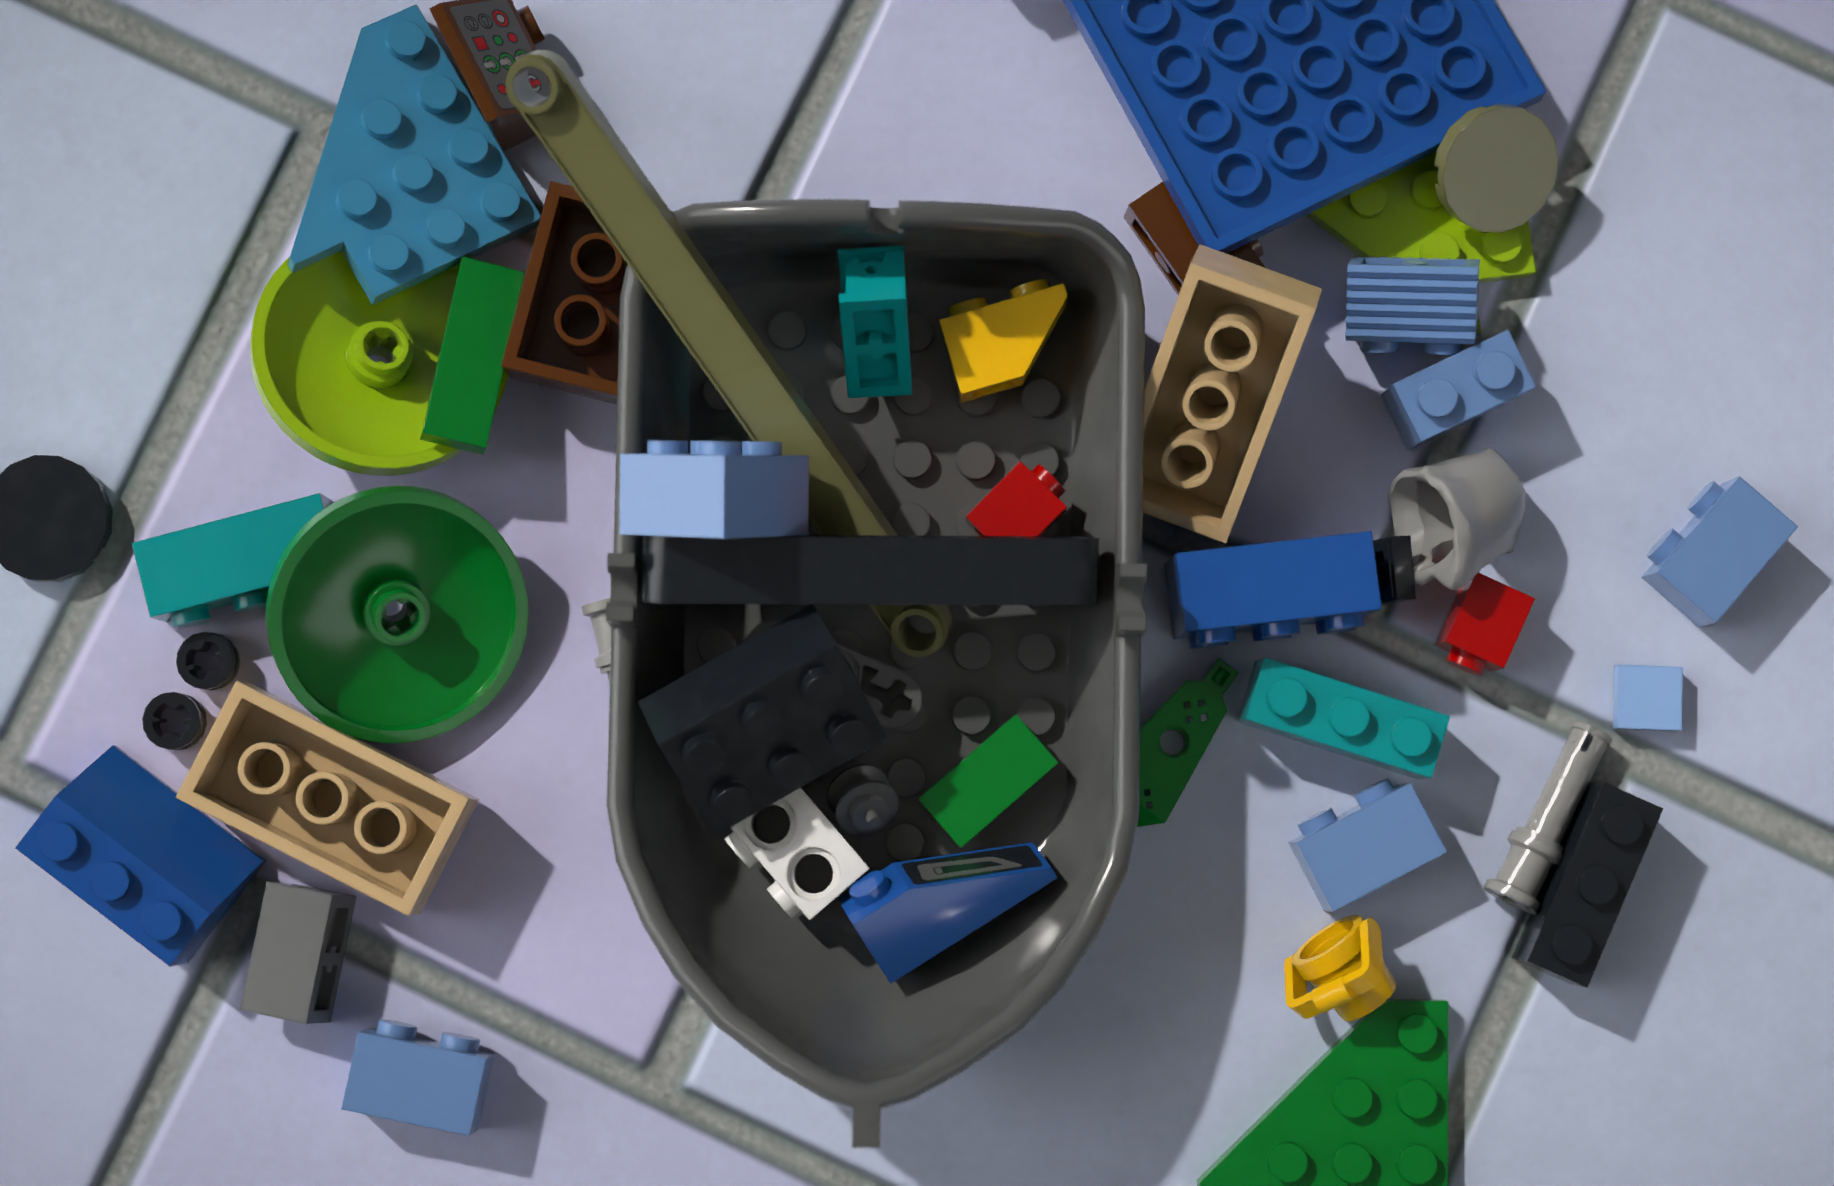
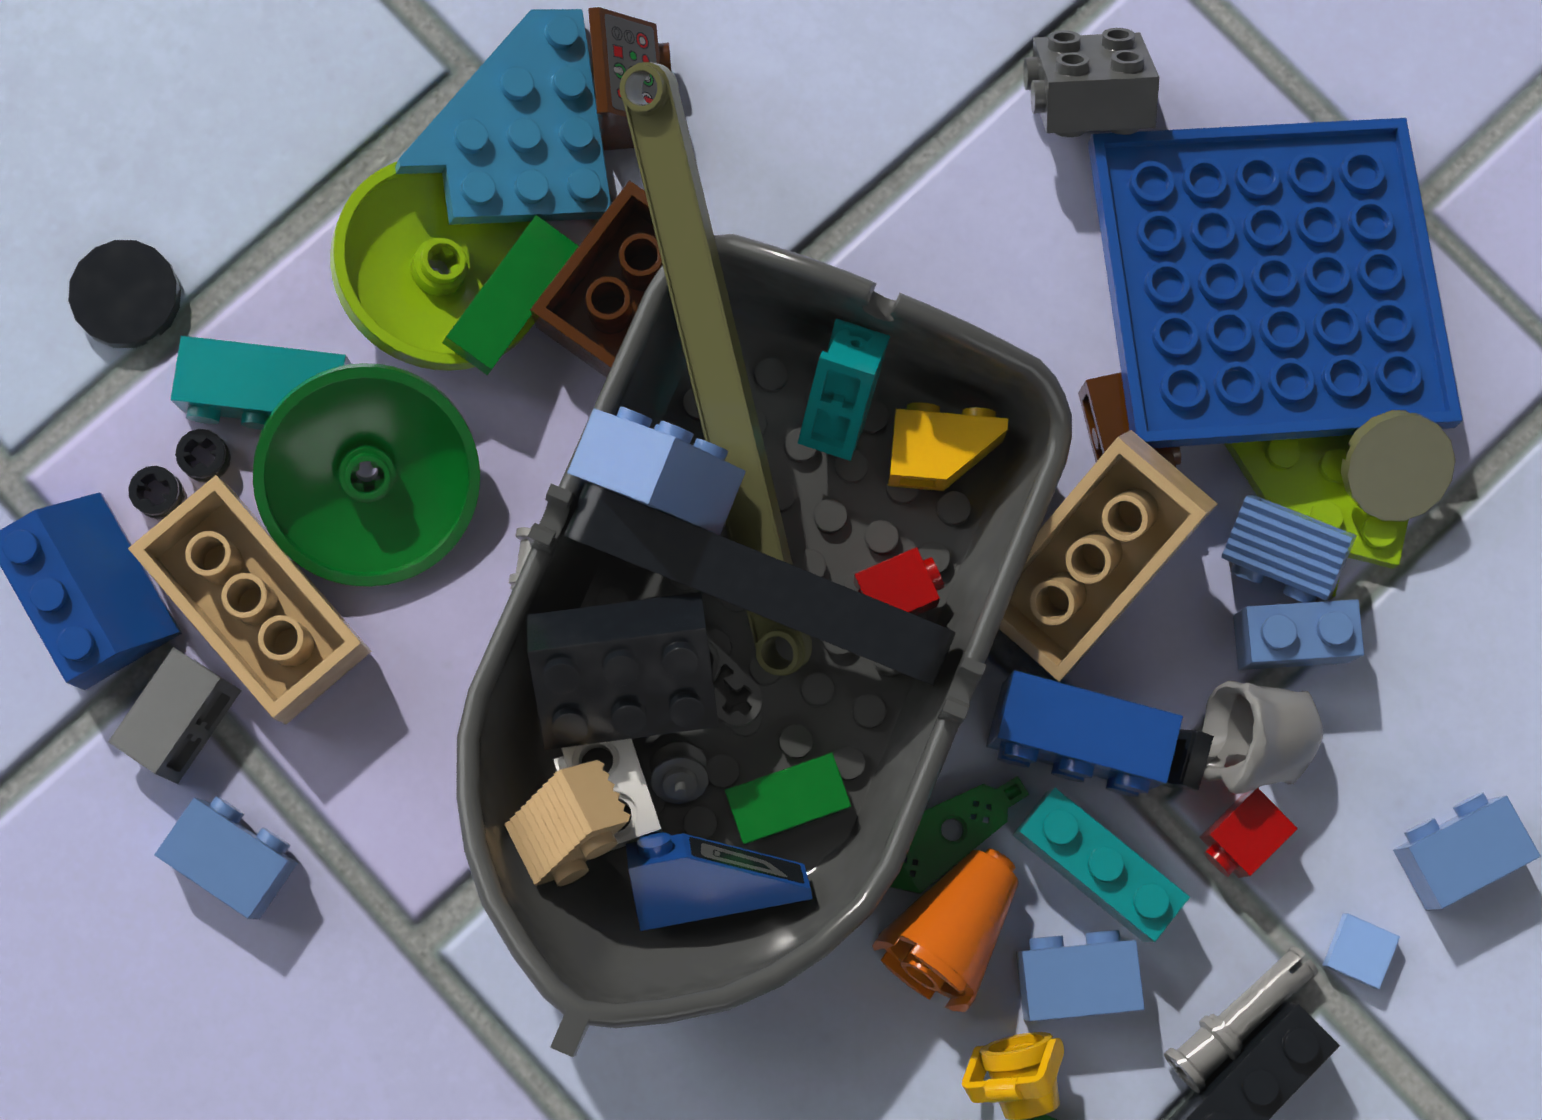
camera: 25 degrees right, 5 degrees down
(771, 904) = (568, 824): none -> tan brick
(1214, 847) = (952, 929): none -> orange cone

